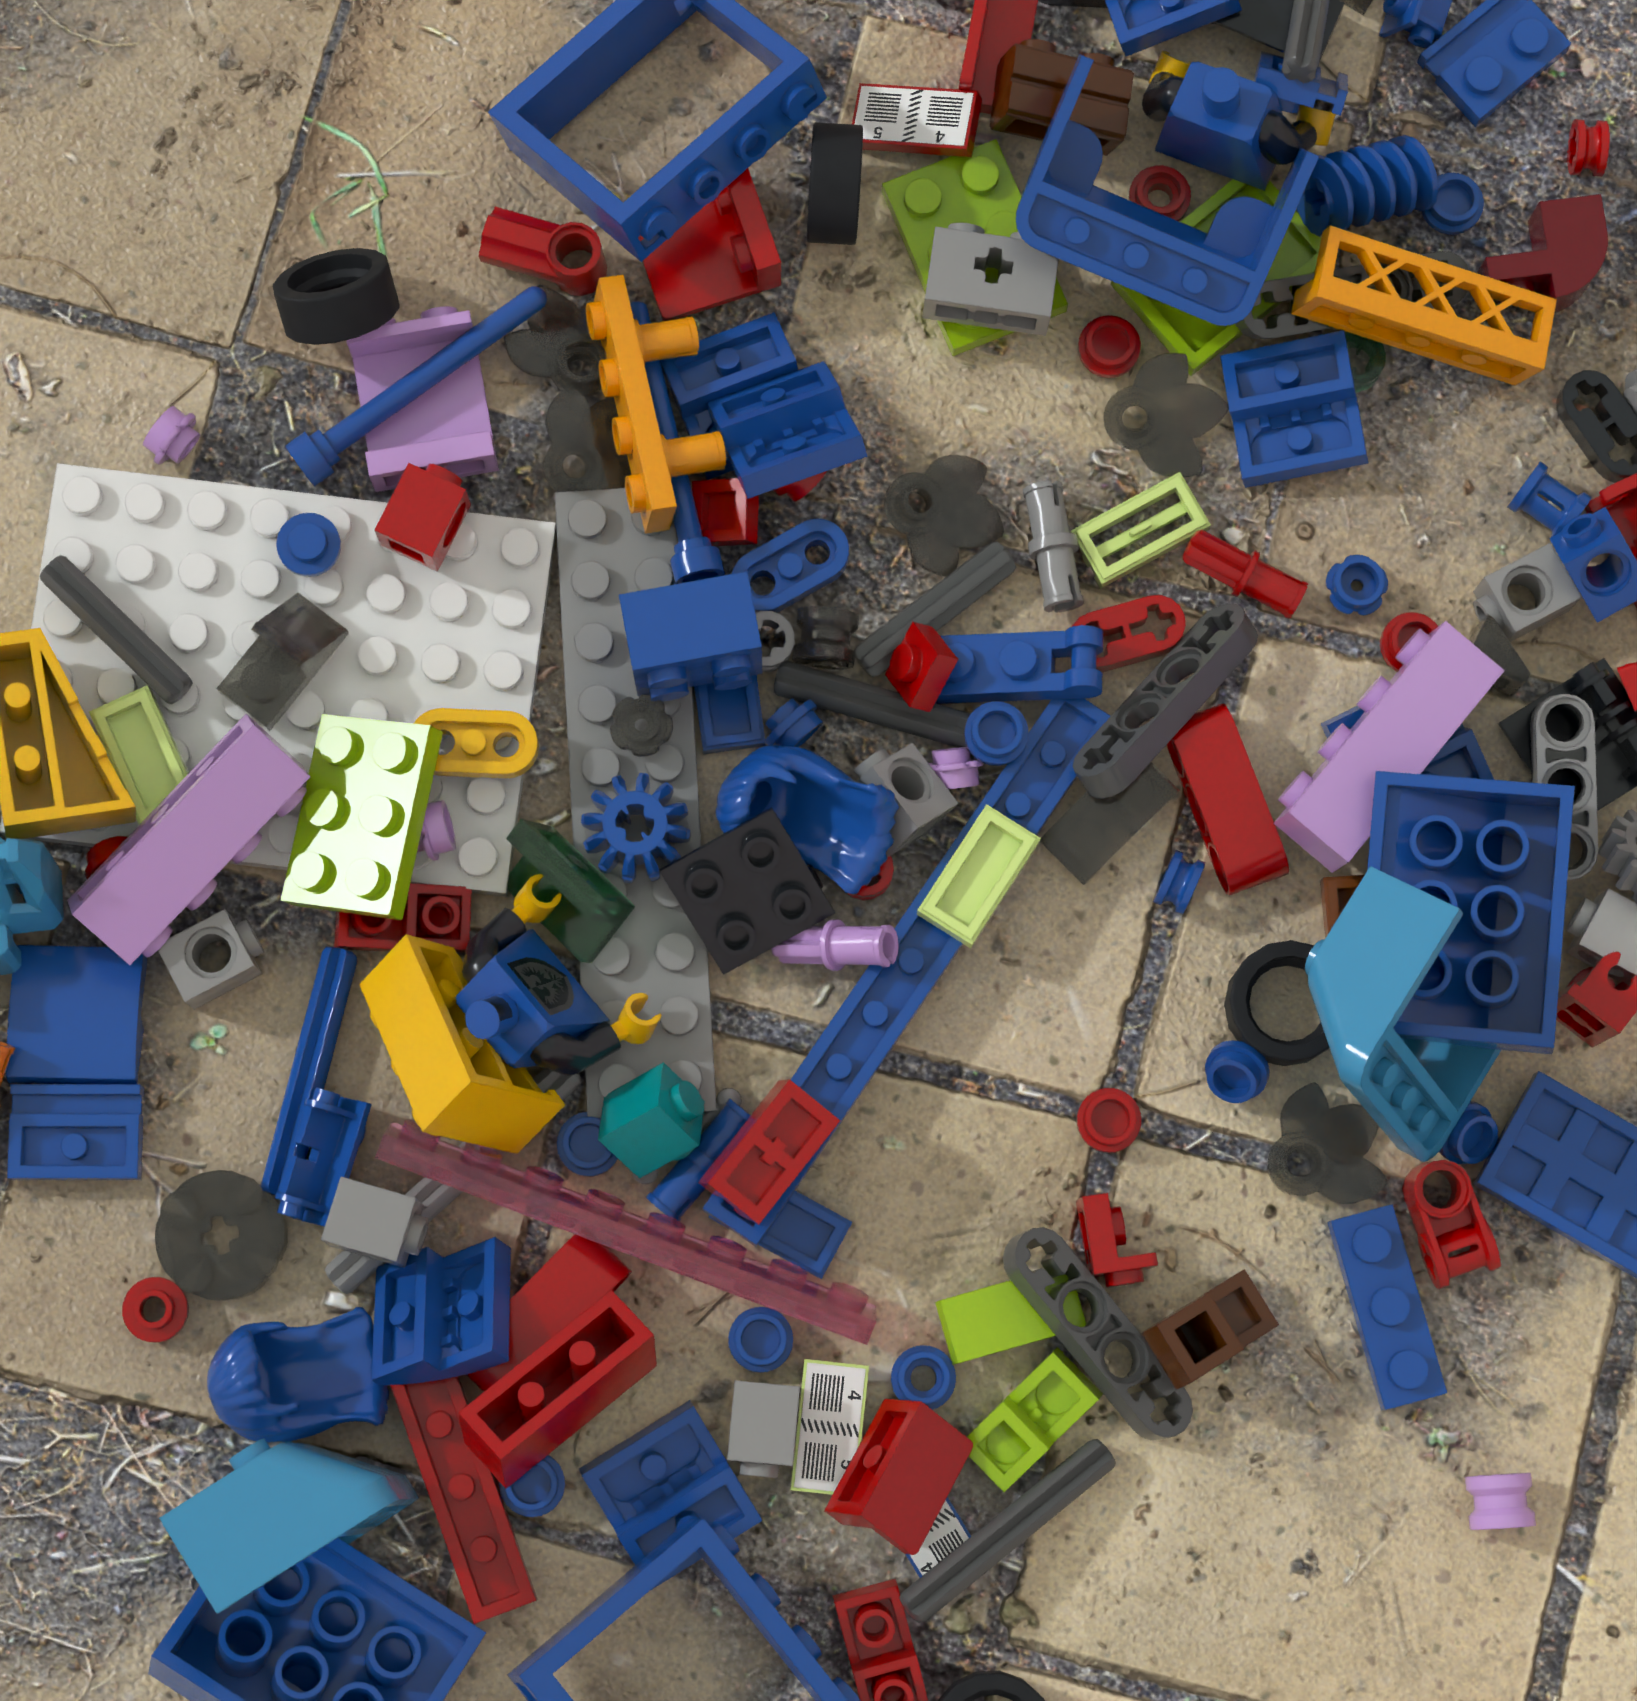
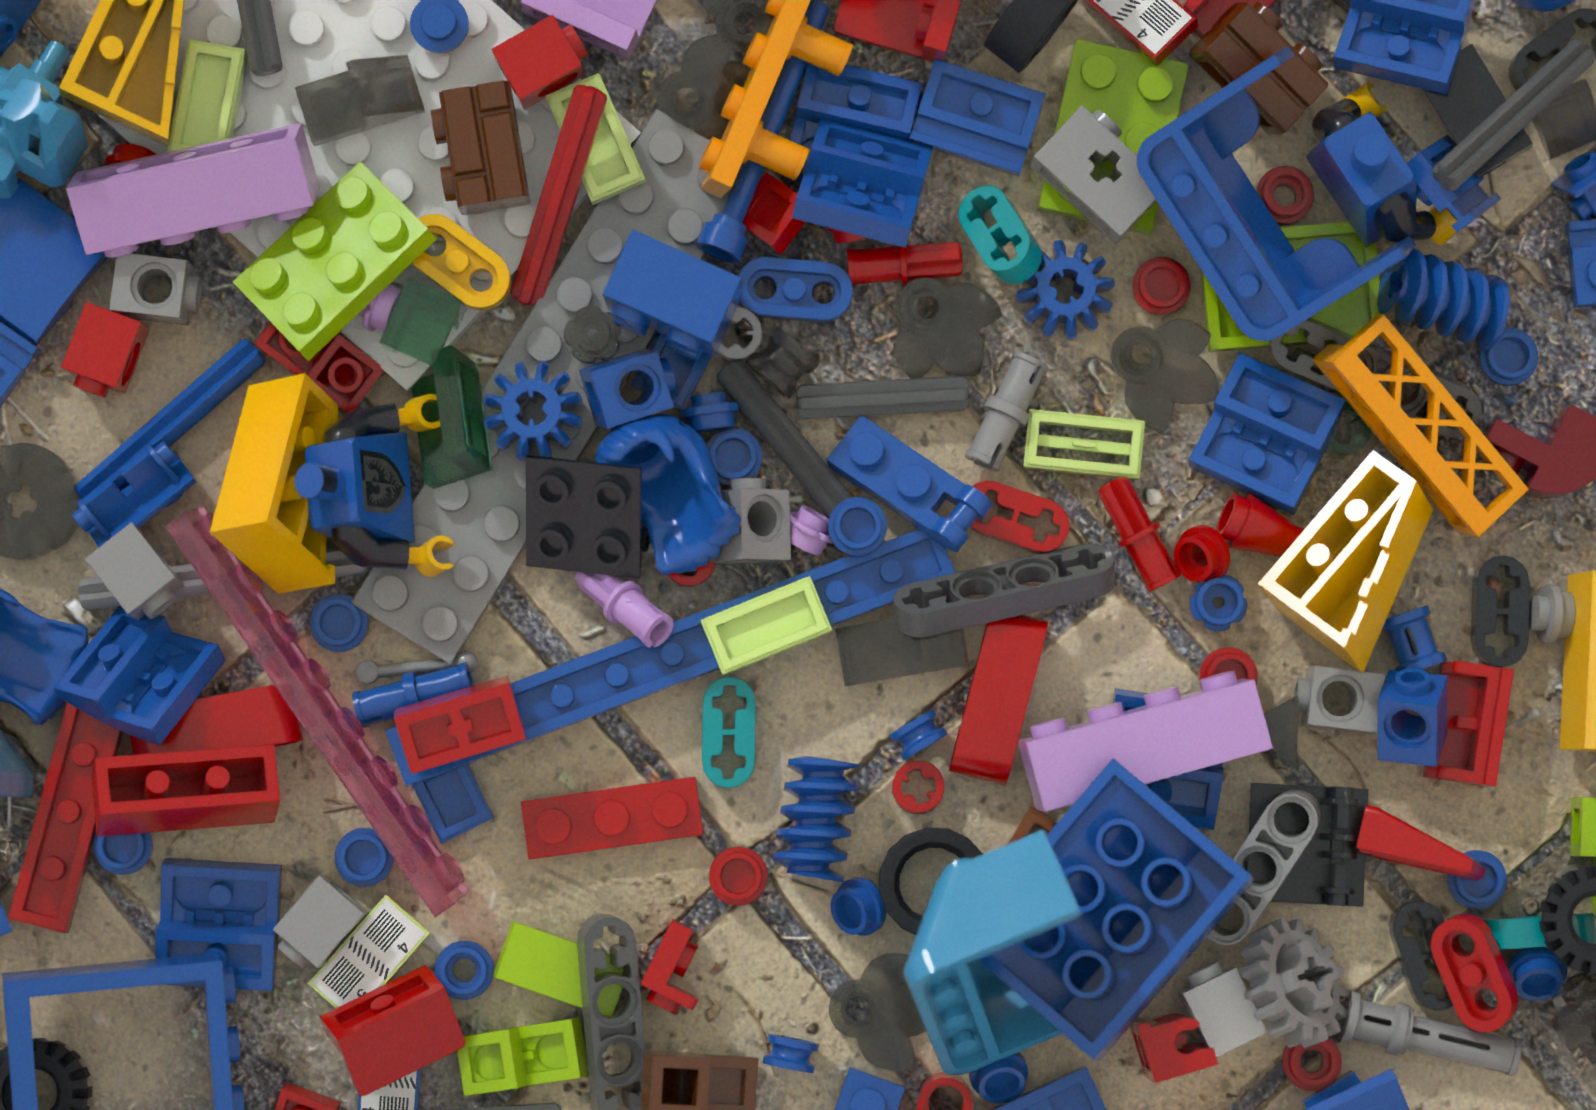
camera: 40 degrees right, 5 degrees up
(203, 1045) = (104, 350): none -> red brick
(426, 626) = (482, 148): none -> reddish brown brick
(480, 816) = (422, 322): none -> clear green panel
(520, 552) = (612, 163): none -> yellowish green tile
(523, 621) = (558, 194): none -> red axle
(652, 1120) = (393, 639): teal brick -> none
(685, 765) = (603, 382): none -> blue brick
(842, 745) = (735, 454): none -> blue plate
(844, 308) = (977, 117): none -> blue plate
(870, 478) = (903, 263): none -> red axle
(921, 666) = (837, 435): red plate -> none
(942, 382) = (990, 241): none -> teal beam
(959, 1148) = (612, 818): none -> red plate
(1021, 989) = (714, 730): none -> teal beam
(1044, 390) = (1084, 284): none -> blue gear
(1142, 1017) = (816, 817): none -> blue piece
(1209, 911) = (928, 772): none -> red bush
(1269, 1244) = (790, 1053): none -> blue bush
(1306, 564) = (1202, 554): none -> red plate
(1343, 497) = (1255, 527): none -> red cone
(1449, 466) = (1352, 560): none -> yellow wedge

